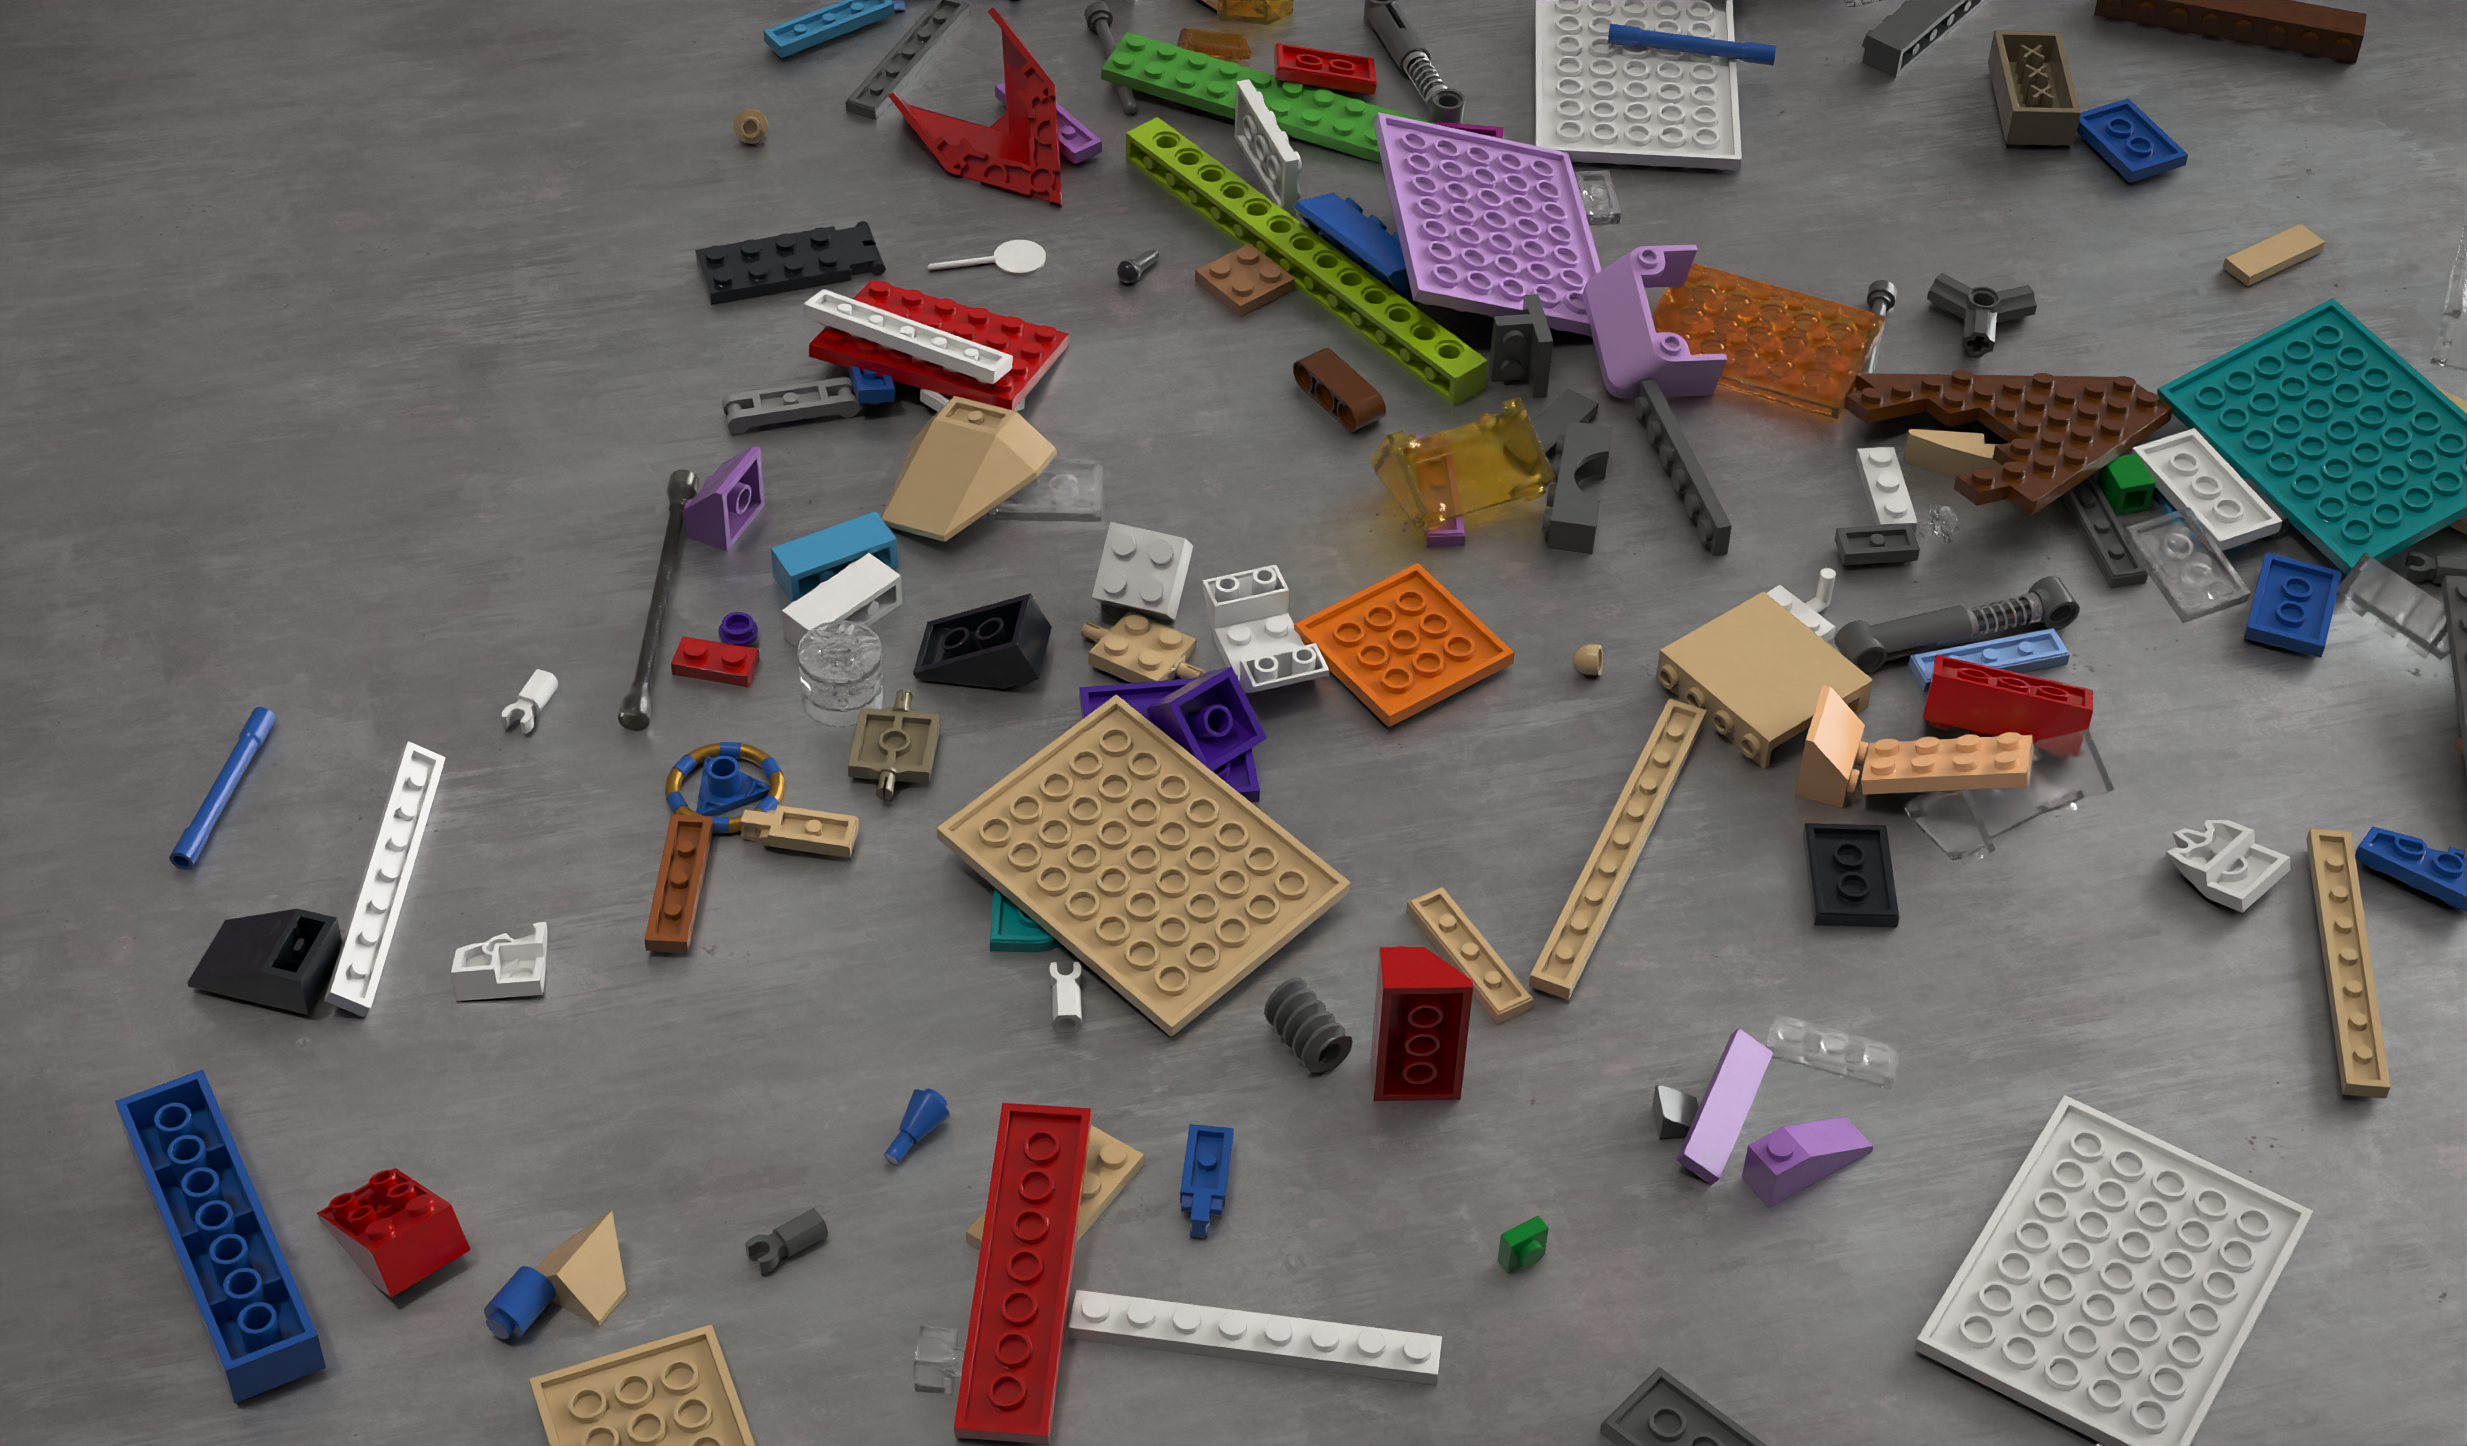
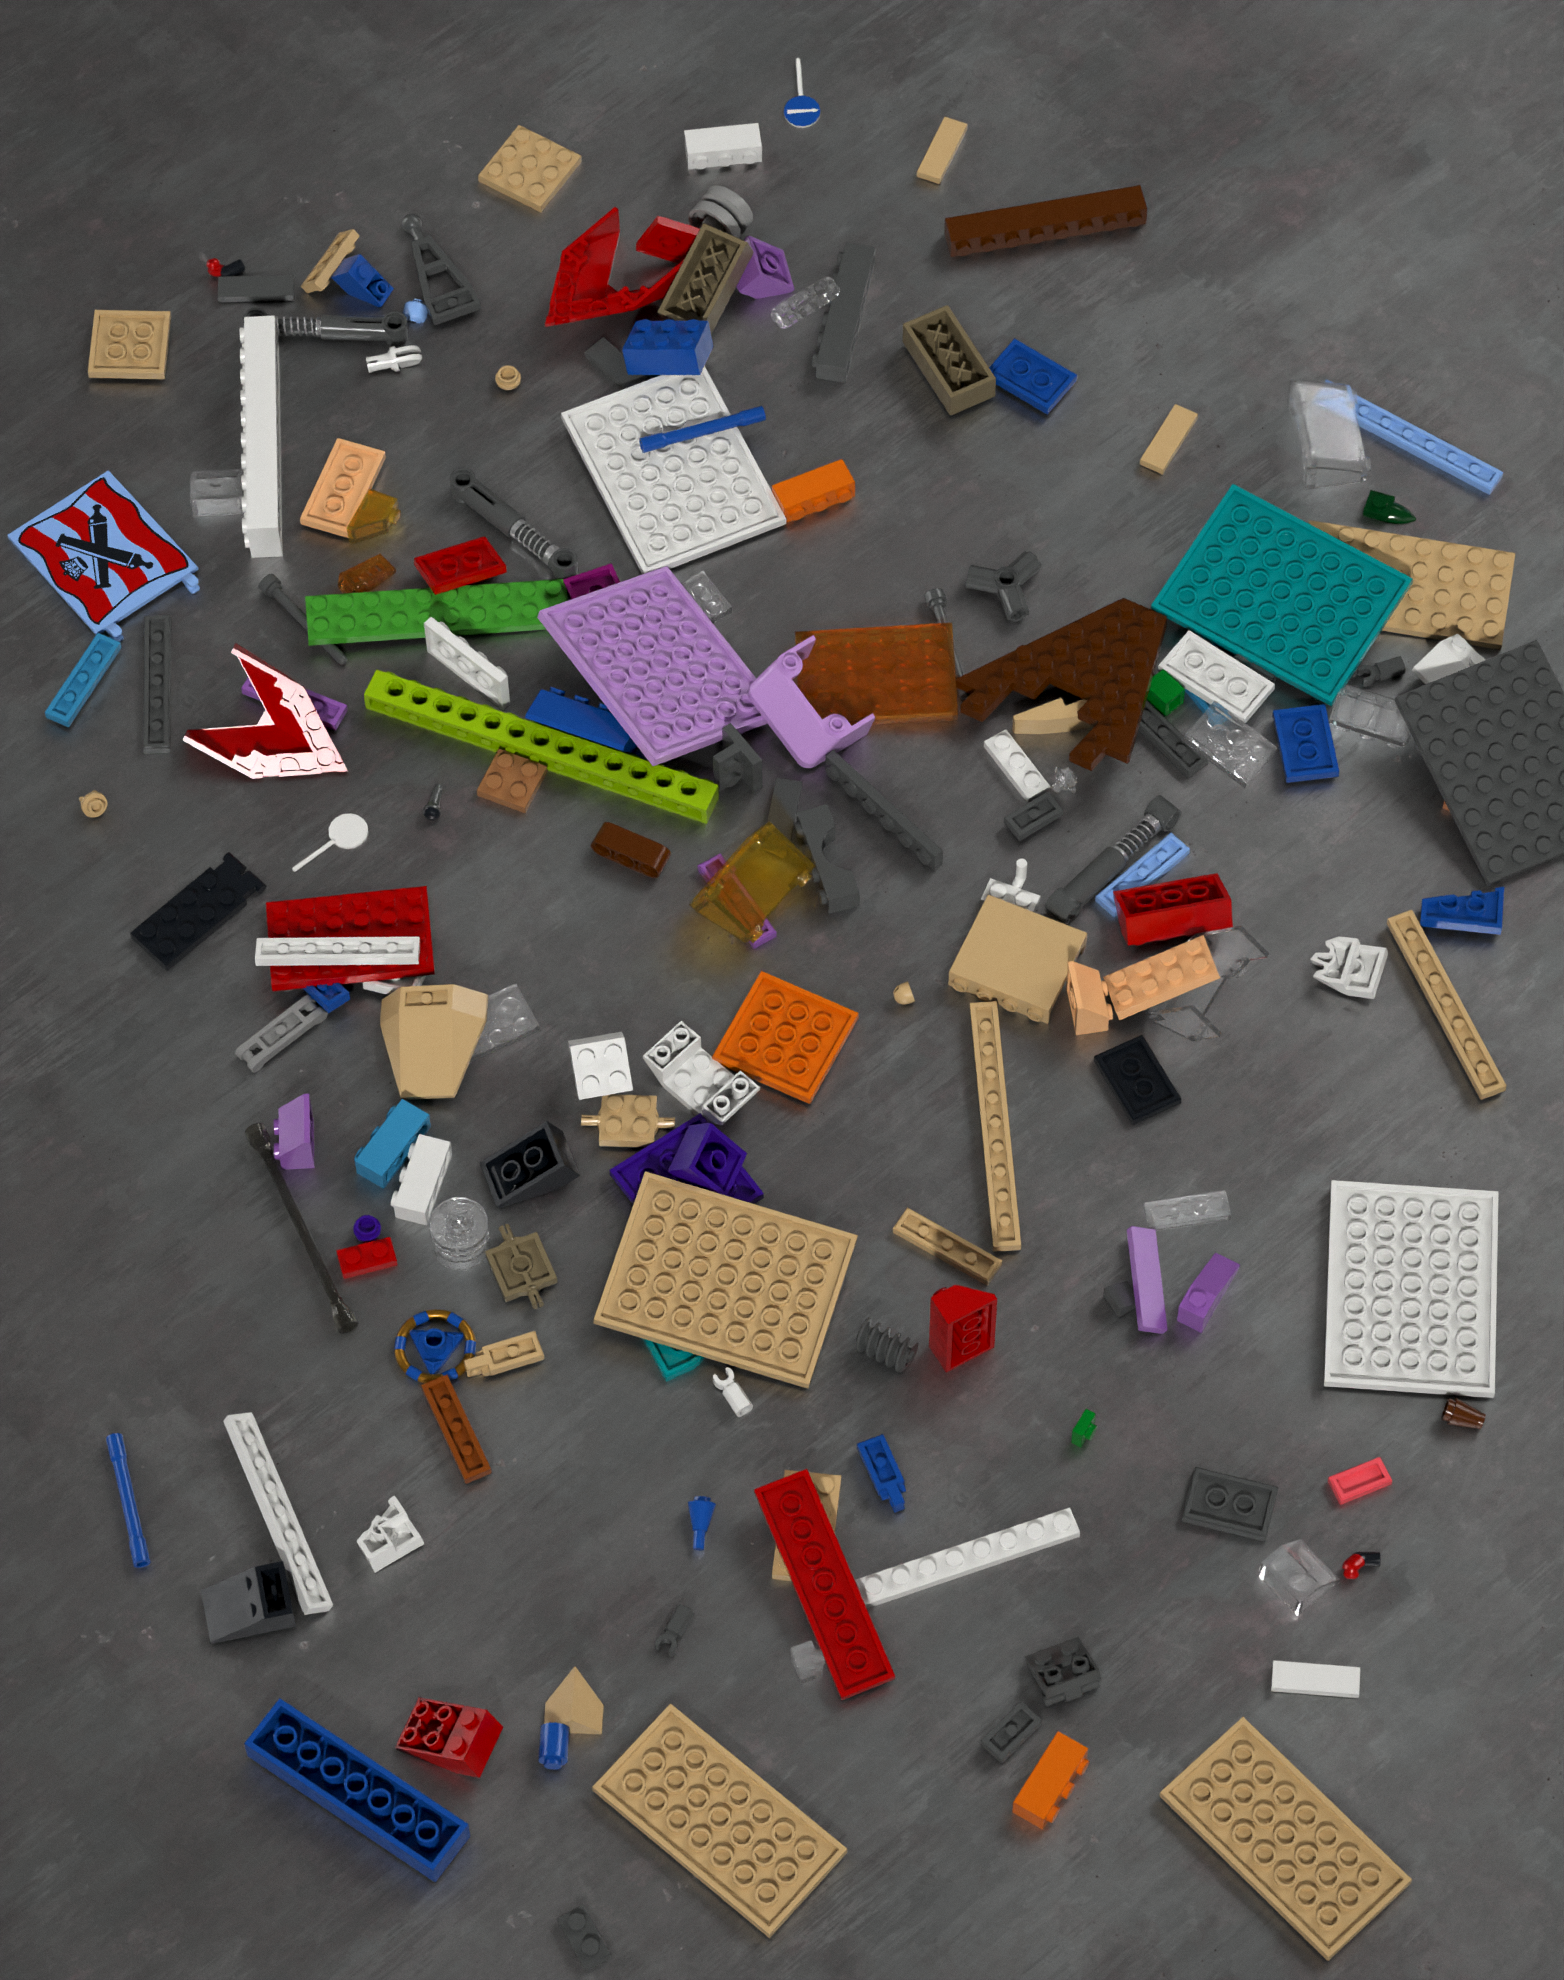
camera: 25 degrees left, 15 degrees up
(530, 700) = (273, 1343): white bar -> none
(1792, 148) = (814, 490): none -> orange brick

